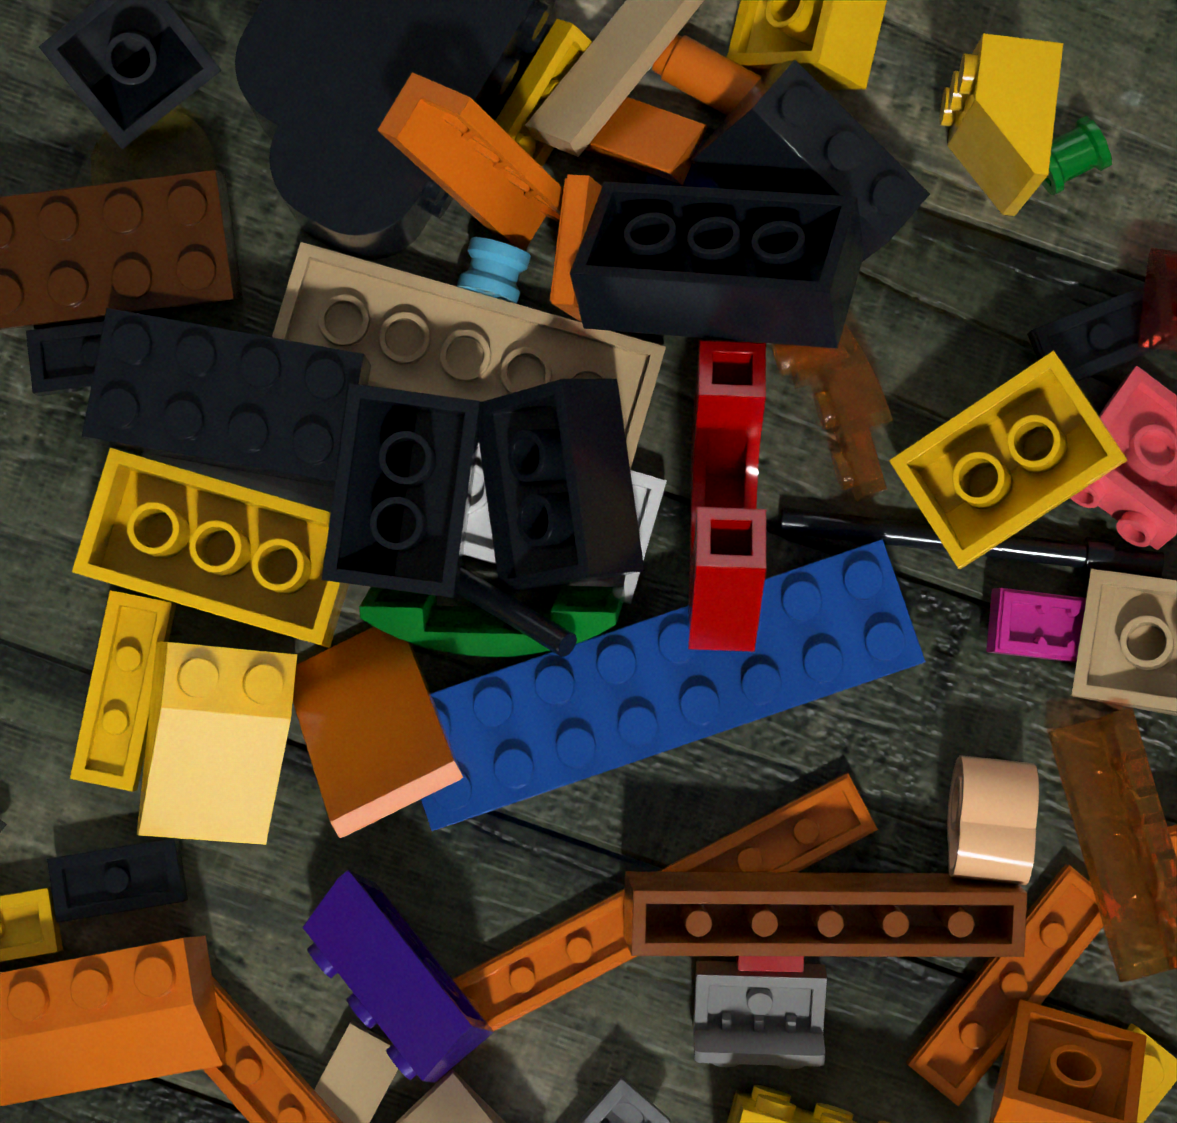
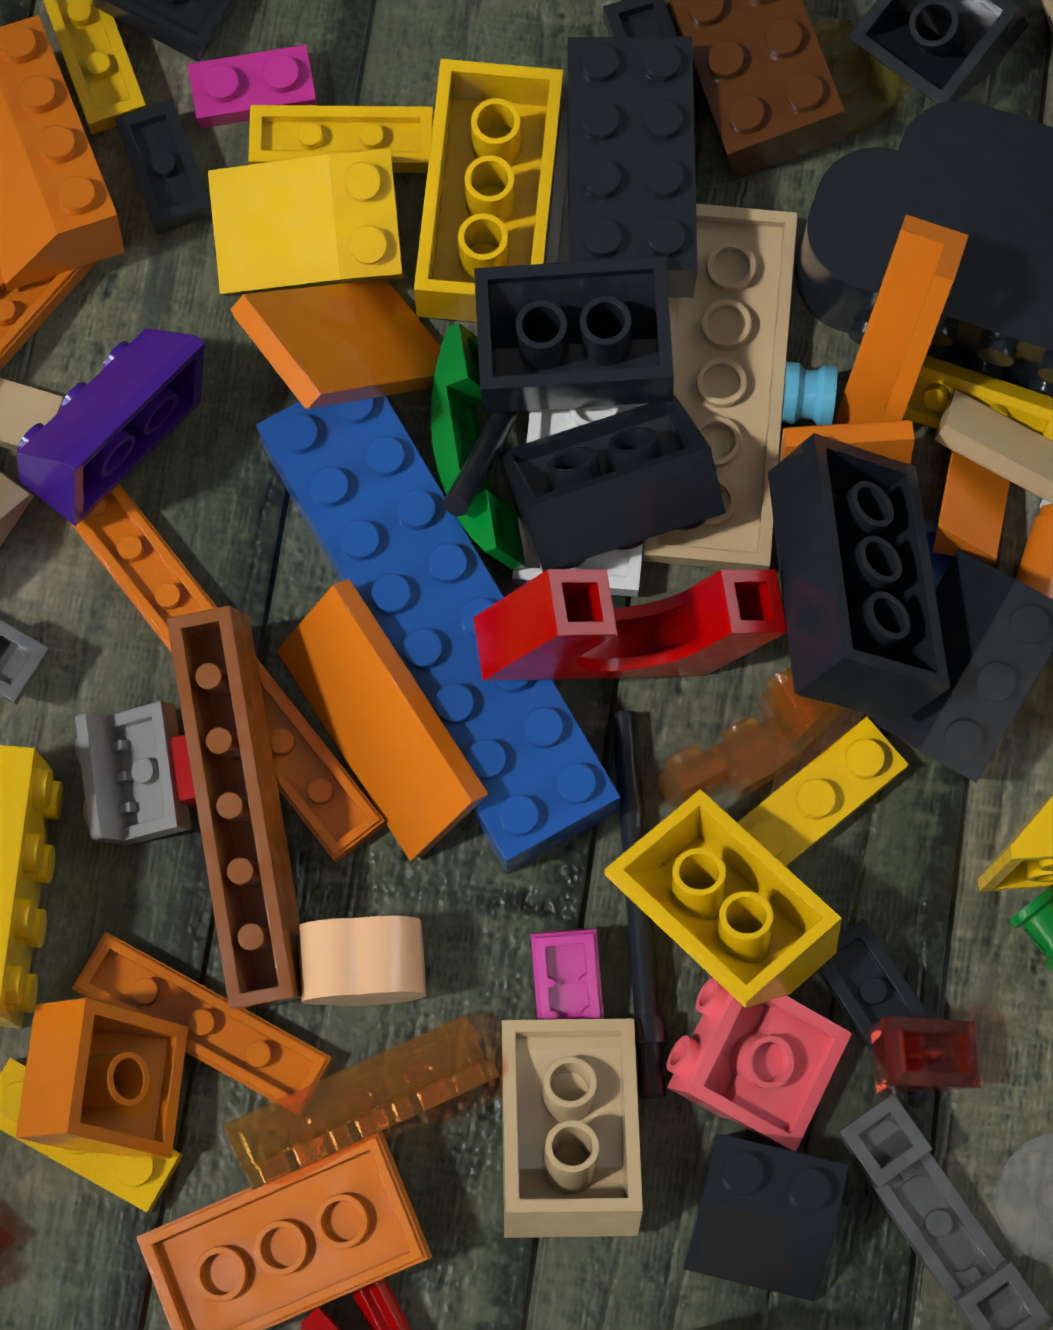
camera: 75 degrees right, 10 degrees down
(39, 772) = (229, 85): none -> dark pink plate
(757, 758) = (381, 720): none -> orange tile
(903, 351) = (824, 793): none -> yellow plate

